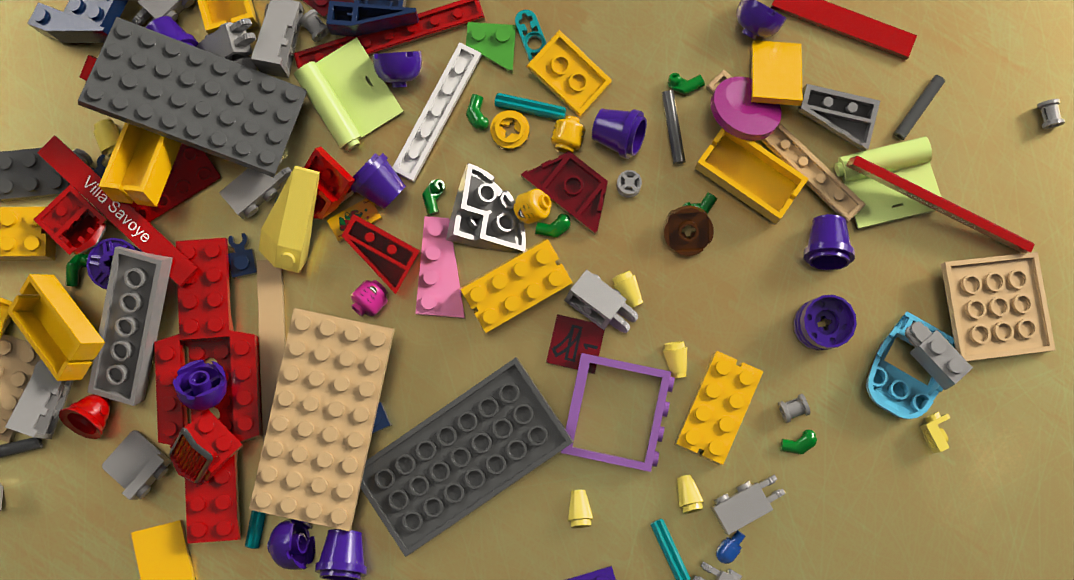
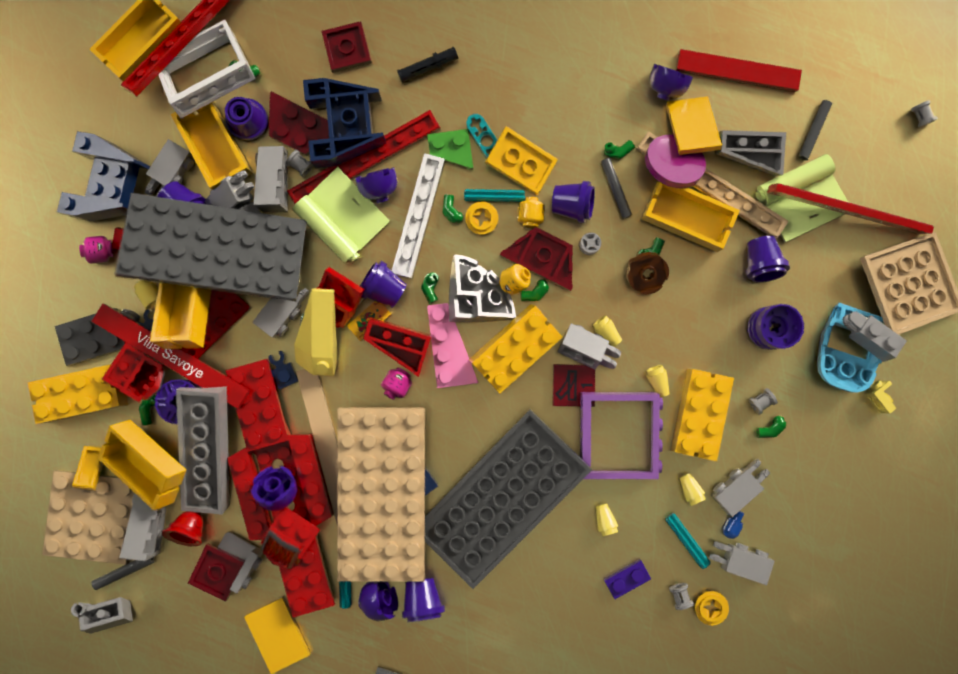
camera: 15 degrees left, 5 degrees up
(61, 75) = (96, 249): none -> dark pink head
(110, 472) = (216, 572): none -> dark red tile

